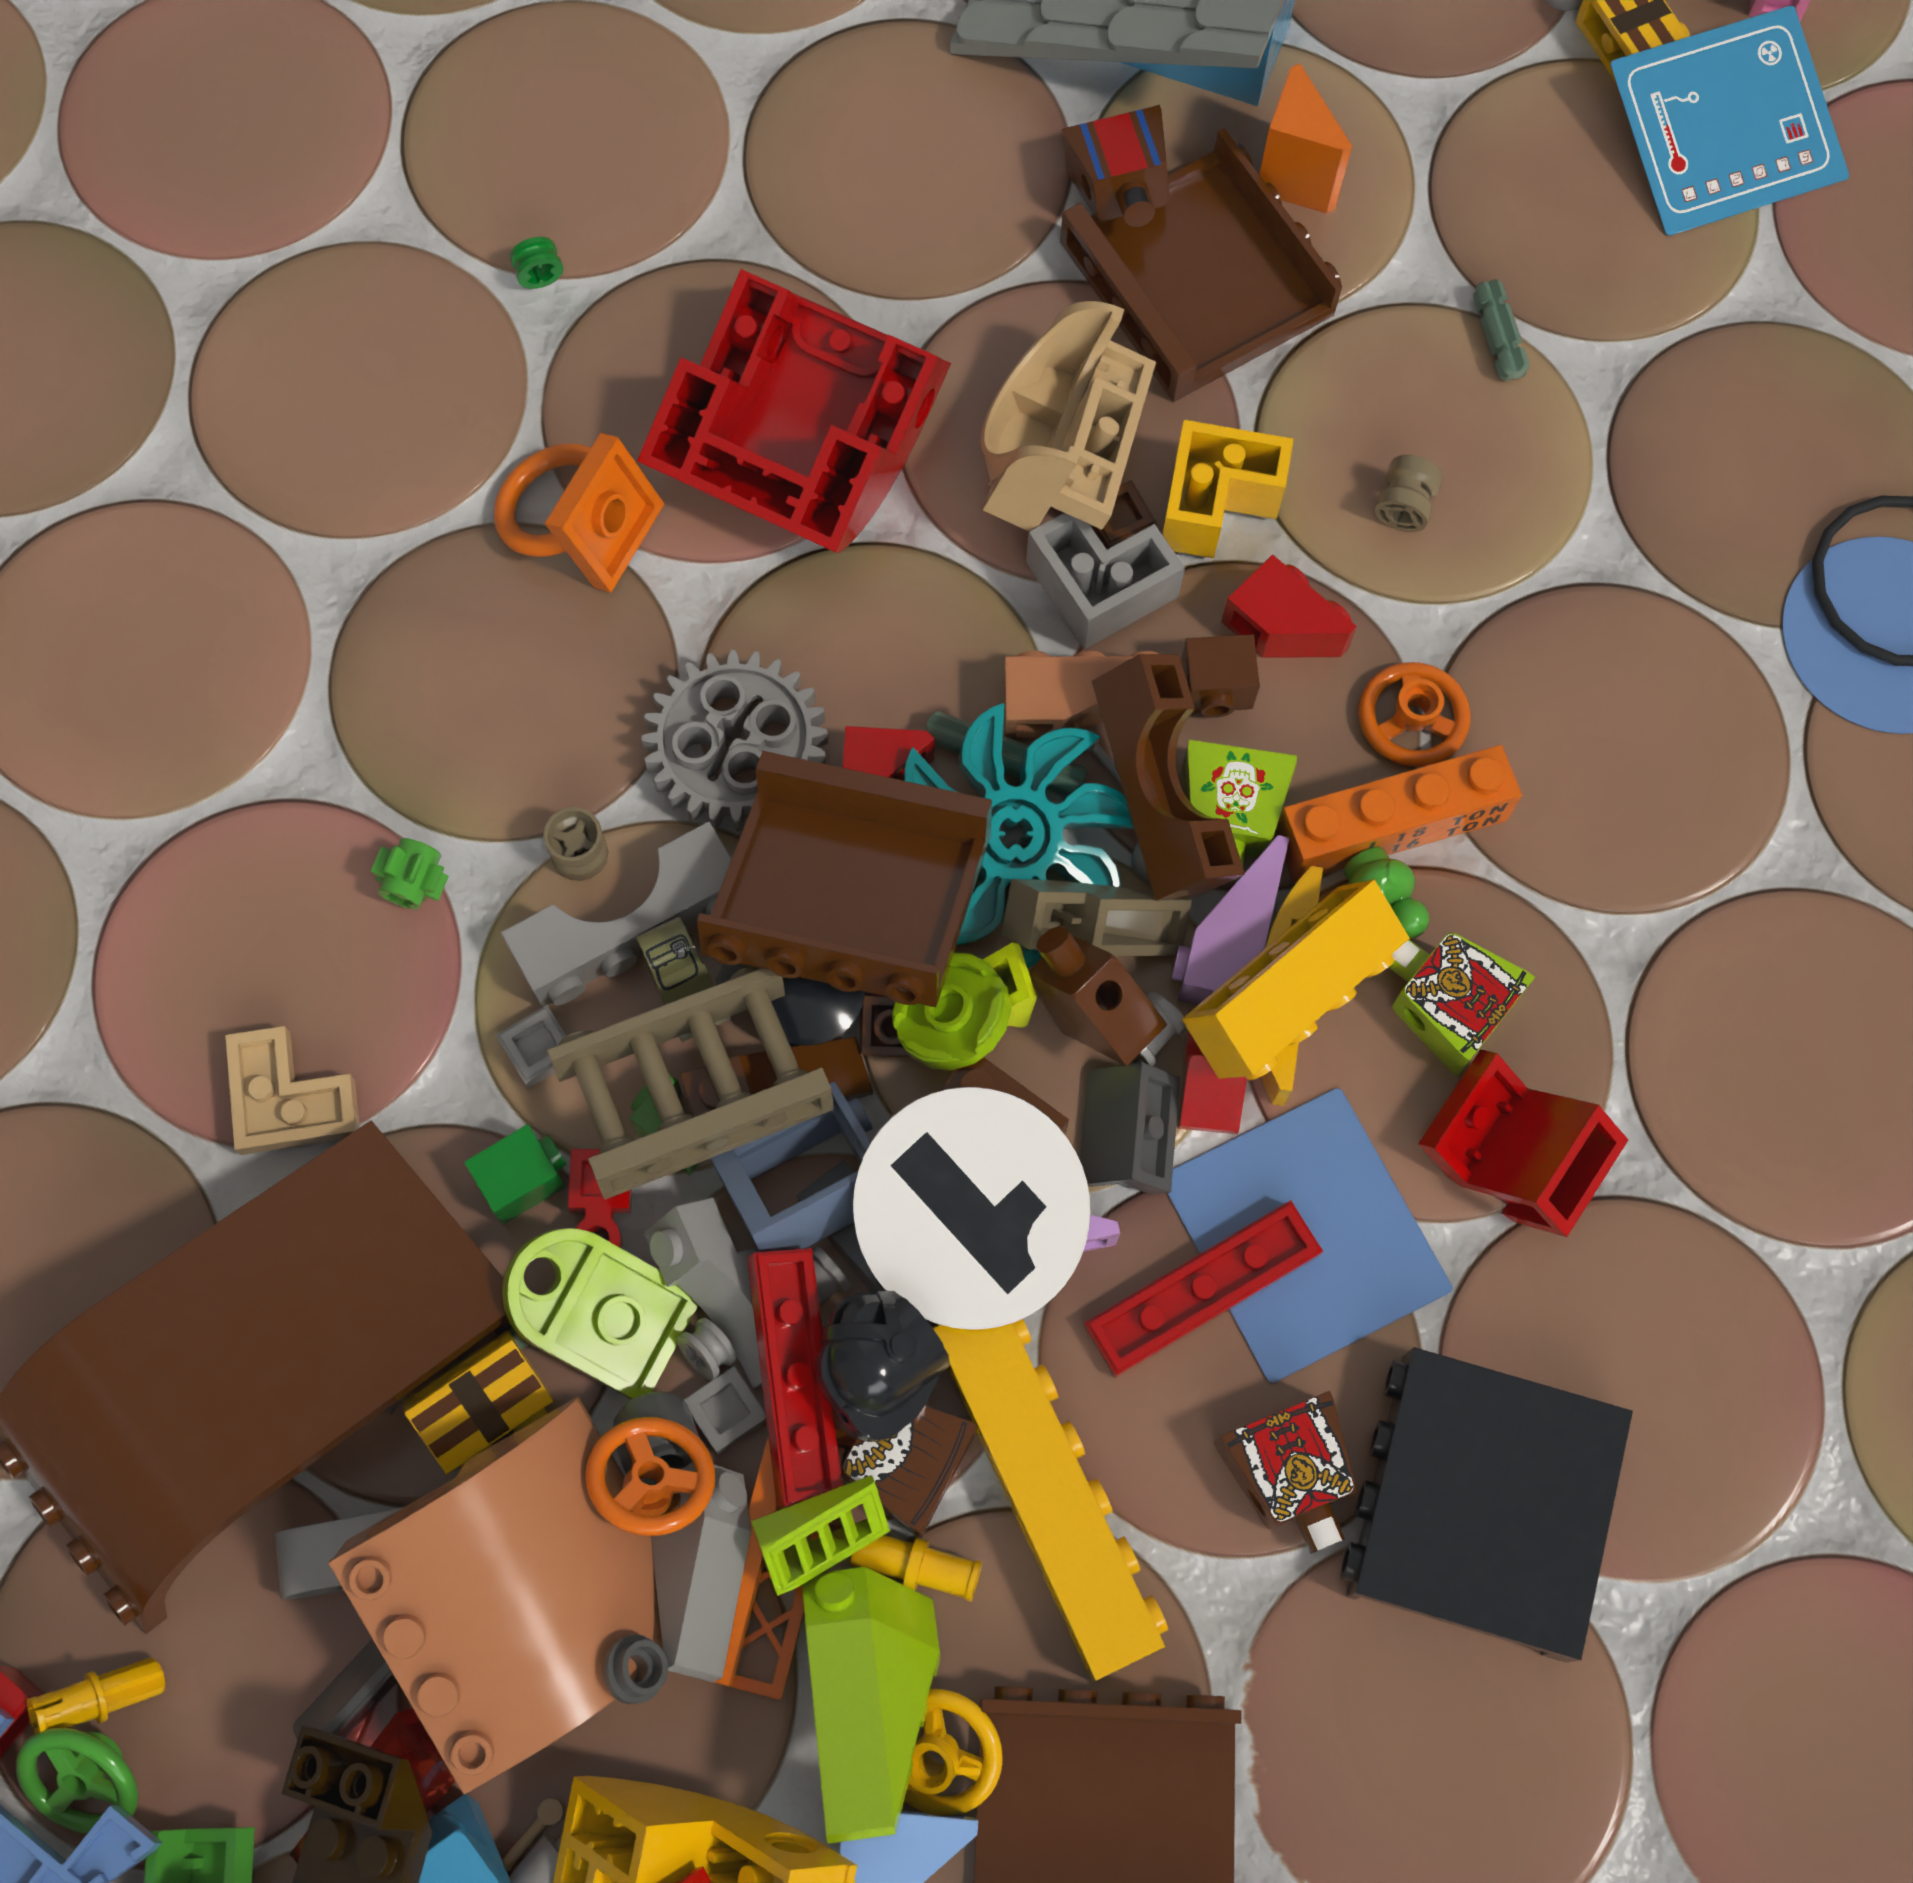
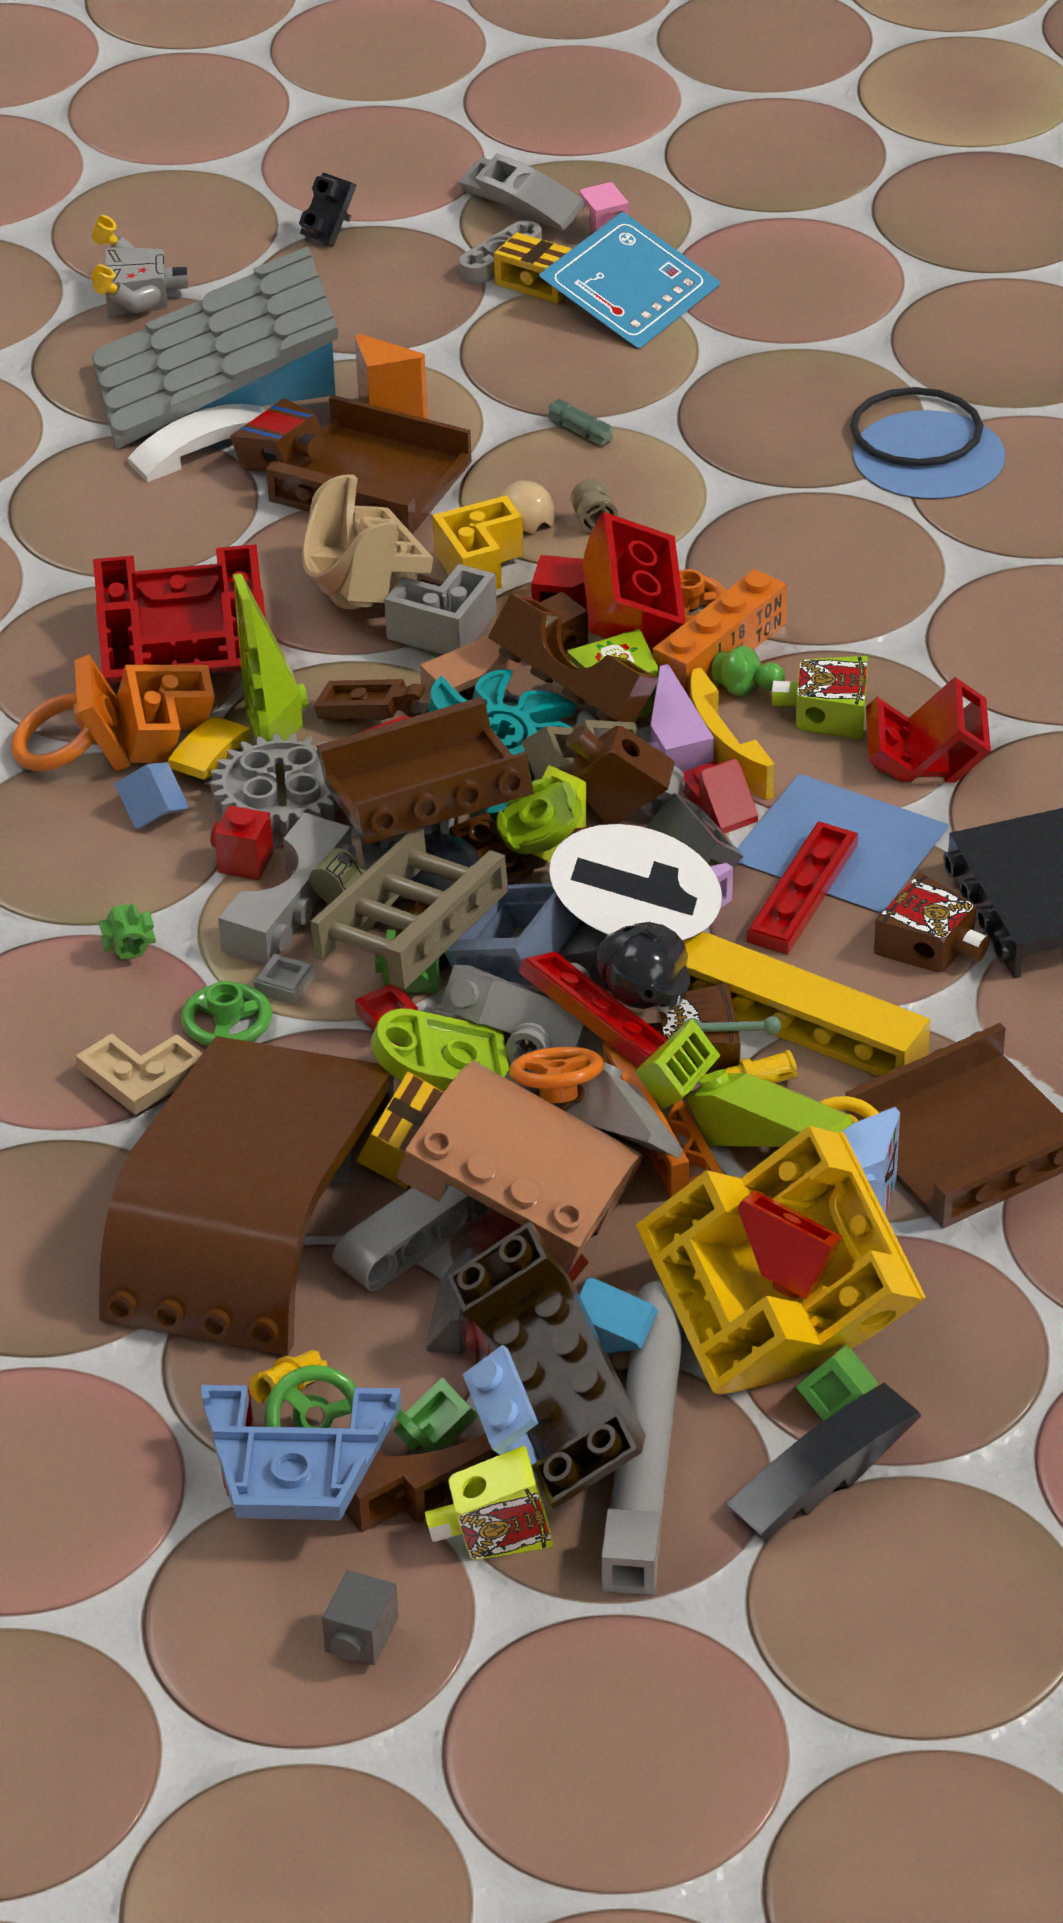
camera: 30 degrees left, 30 degrees down
(433, 1041) = (227, 1006): none -> bright green piece
(517, 1173) = (330, 1025): green brick -> none
(571, 832) = (223, 872): dark tan wheel -> none
(588, 666) = (151, 794): none -> medium blue panel
(627, 811) = (243, 842): none -> red brick
(651, 1669) = (630, 1143): dark grey plate -> none
(674, 528) = (158, 704): none -> orange brick
(704, 622) = (206, 744): none -> yellow slope
(810, 580) = (269, 686): none -> lime wedge
(920, 666) = (369, 699): none -> reddish brown plate
(971, 1533) = (770, 1025): none -> sand green hinge
(1044, 91) = (162, 451): none -> white slope
(1296, 981) = (734, 706): yellow brick -> none
(1330, 442) = (532, 503): none -> tan hair
(1338, 681) = (632, 580): none -> red brick

